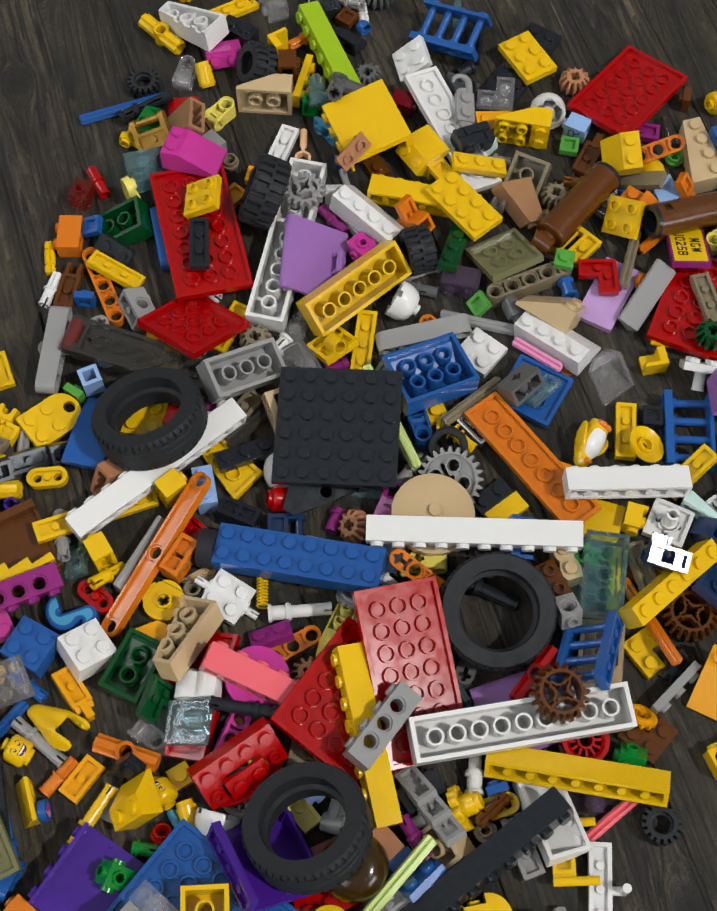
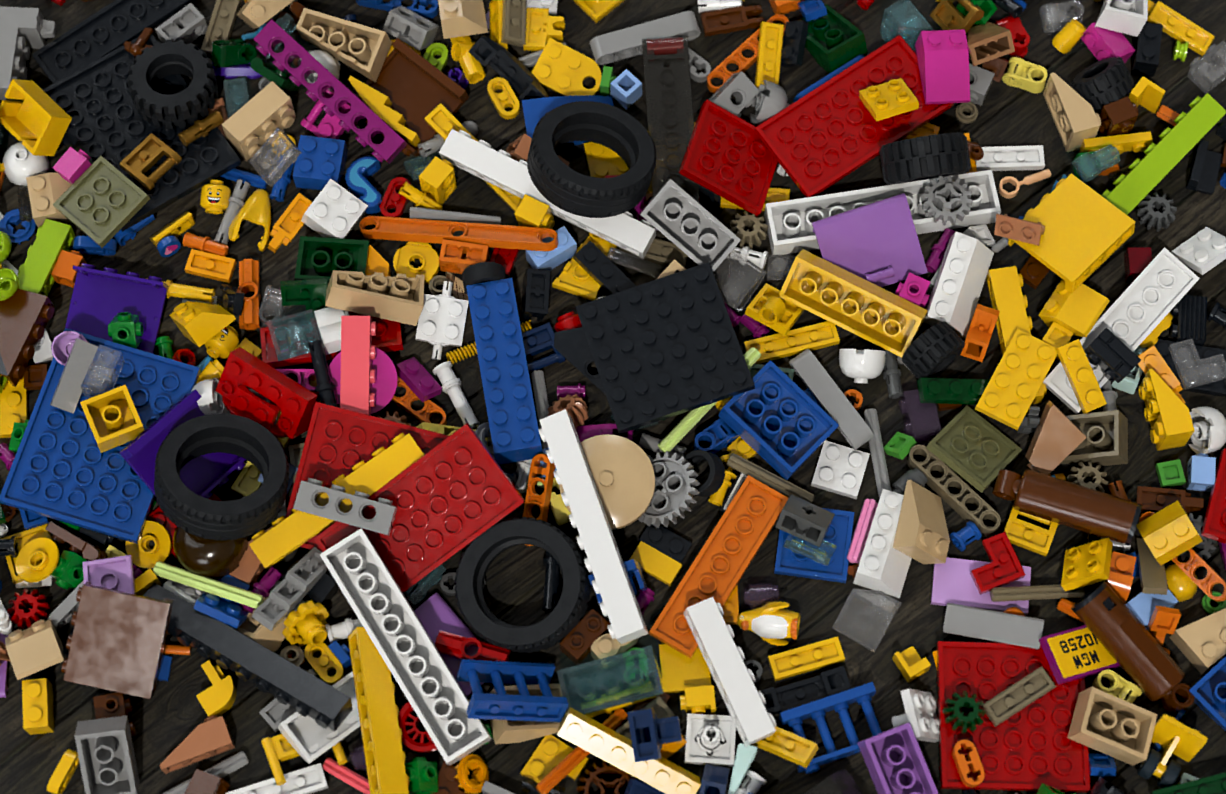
camera: 70 degrees right, 5 degrees up
(85, 299) = (723, 41): blue plate -> none
(129, 186) = (871, 25): light yellow plate -> none
(158, 285) = (768, 102): none -> light grey cylinder
(199, 244) = (829, 121): black plate -> none
(250, 16) = (1180, 50): none -> lime bush
(341, 85) = (1108, 180): dark grey piece -> none
(464, 102) = (1162, 329): light grey plate -> none
(492, 809) = (314, 654): reddish brown axle -> none
(563, 442) = (761, 594): none -> brick
(564, 259) = (994, 515): bright green plate -> none
(567, 696) = (444, 655): reddish brown gear -> none
(568, 611) = (558, 651): light grey brick -> none
(646, 444) = (802, 687): yellow dish -> none

